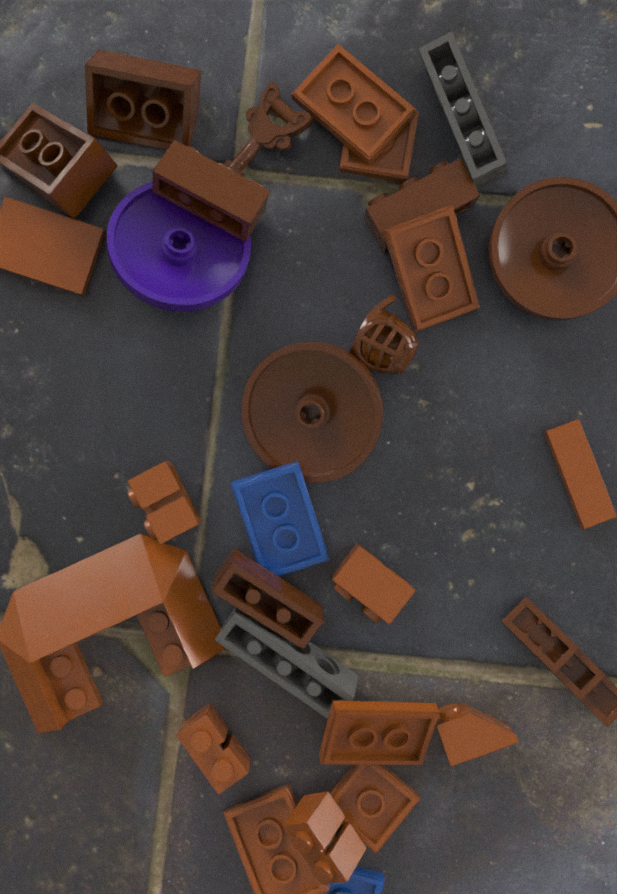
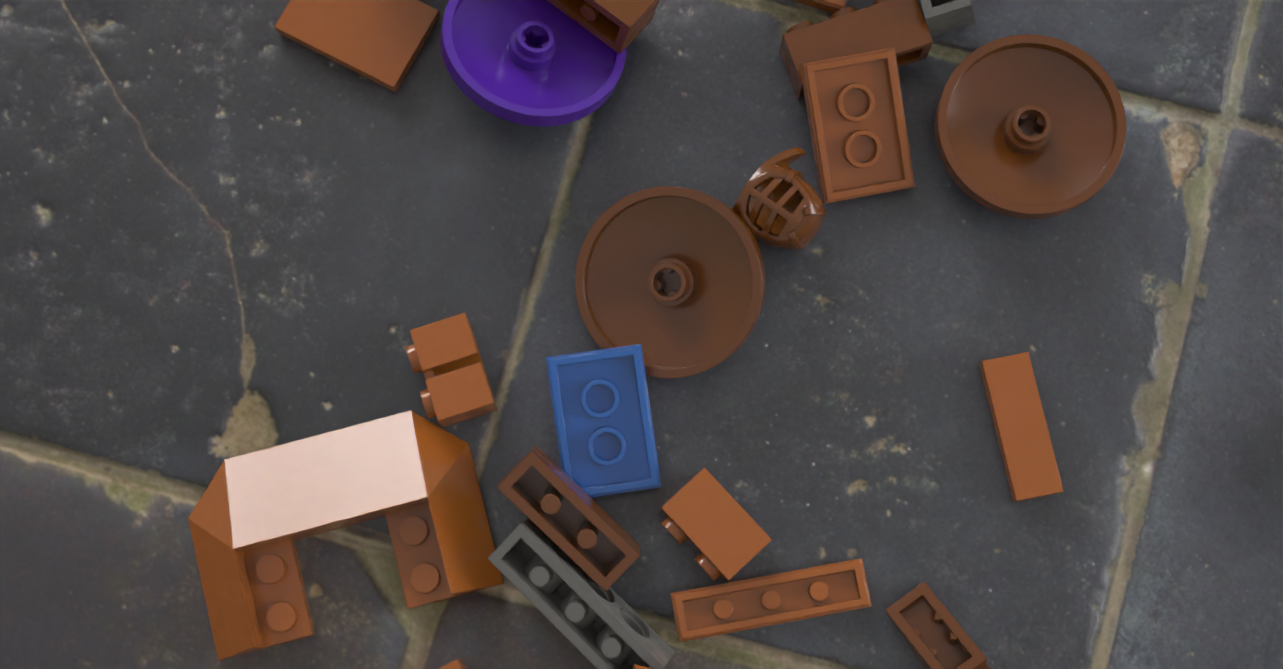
camera: 15 degrees right, 10 degrees down
(420, 626) = (770, 600): none -> dark orange tile

